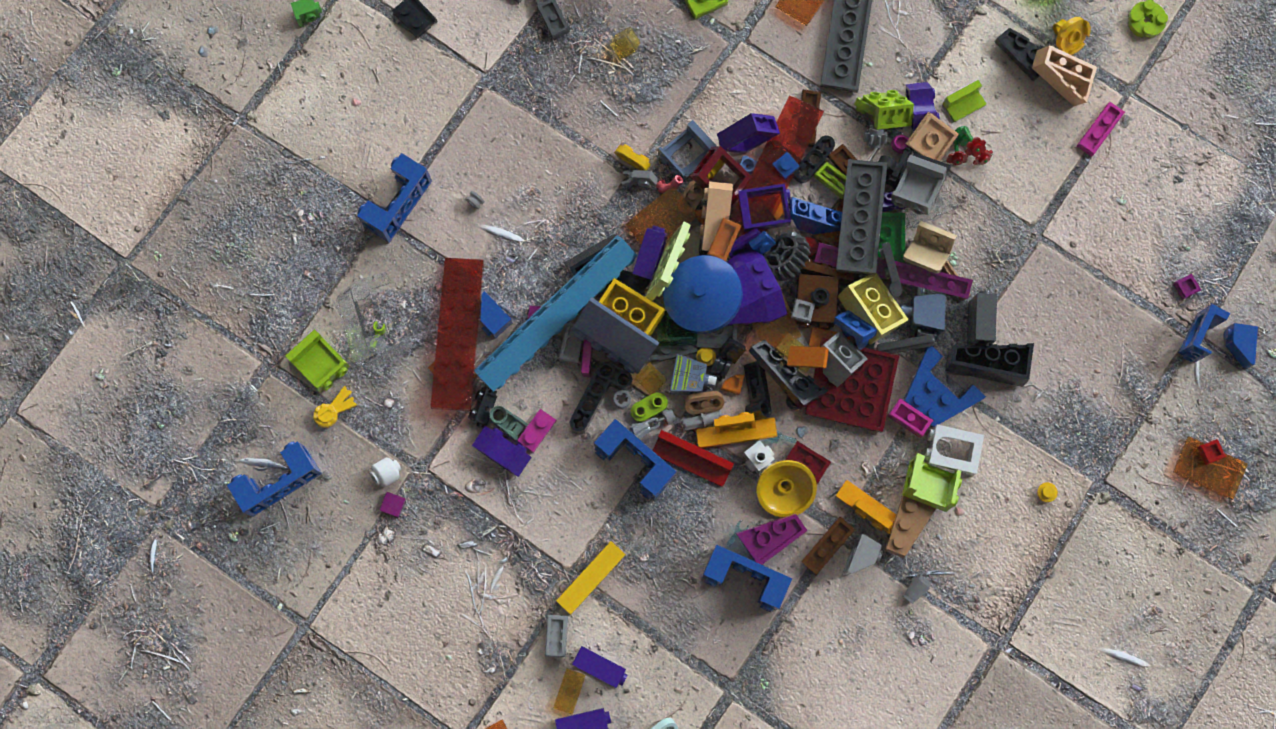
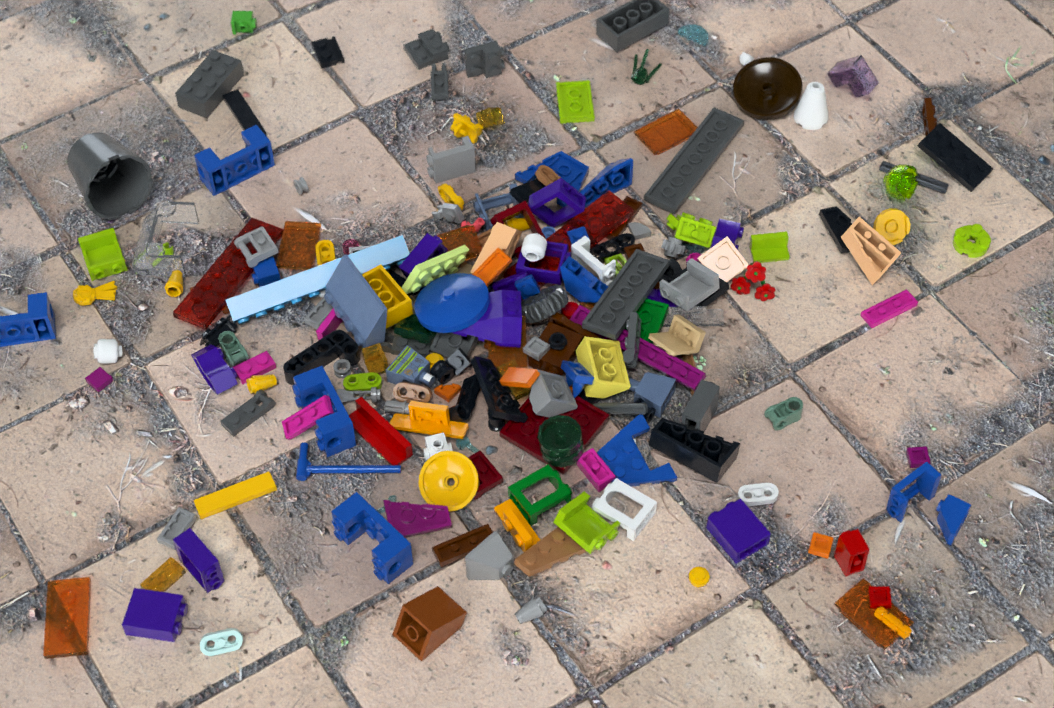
camera: 25 degrees right, 25 degrees down
(277, 271) = (109, 175): none -> dark grey cone
(314, 106) = (208, 83): none -> dark grey brick
(369, 131) = (241, 110): none -> black tile
(409, 367) = (174, 285): none -> yellow cone
(476, 292) = (262, 244): none -> light grey plate
(508, 272) = (298, 245): none -> clear orange piece
(542, 276) = (324, 252): none -> yellow plate
(553, 448) = (260, 382): none -> yellow cone
(555, 254) = (347, 244): none -> clear pink bush
(556, 484) = (248, 413): none -> dark grey plate
(605, 65) = (464, 127): none -> yellow hips
(617, 119) = (452, 162): none -> light grey panel
(623, 474) = (307, 417): none -> dark pink tile
(643, 524) = (305, 468): none -> blue bar
(712, 120) = (522, 192): none -> black tile
(724, 102) = (546, 175): none -> medium nougat plate
(727, 83) = (564, 166): none -> blue wing
(756, 202) = (534, 247): none -> white head
(781, 74) = (613, 178): none -> blue wedge
(796, 184) = (581, 253): none -> white panel
(831, 126) = (639, 230): none -> light grey tile
(835, 639) = (428, 622): none -> dark orange slope
(851, 472) = (529, 511): none -> green panel
(877, 397) = (560, 441): none -> clear green wheel
(1052, 291) = (782, 413): none -> sand green piece
(1063, 386) = (757, 494): none -> white plate
(1063, 431) = (738, 530): none -> dark purple brick
(1139, 417) = (820, 545): none -> orange plate
(1174, 418) = (851, 552): none -> red brick
(1232, 473) = (892, 622): none -> light orange axle

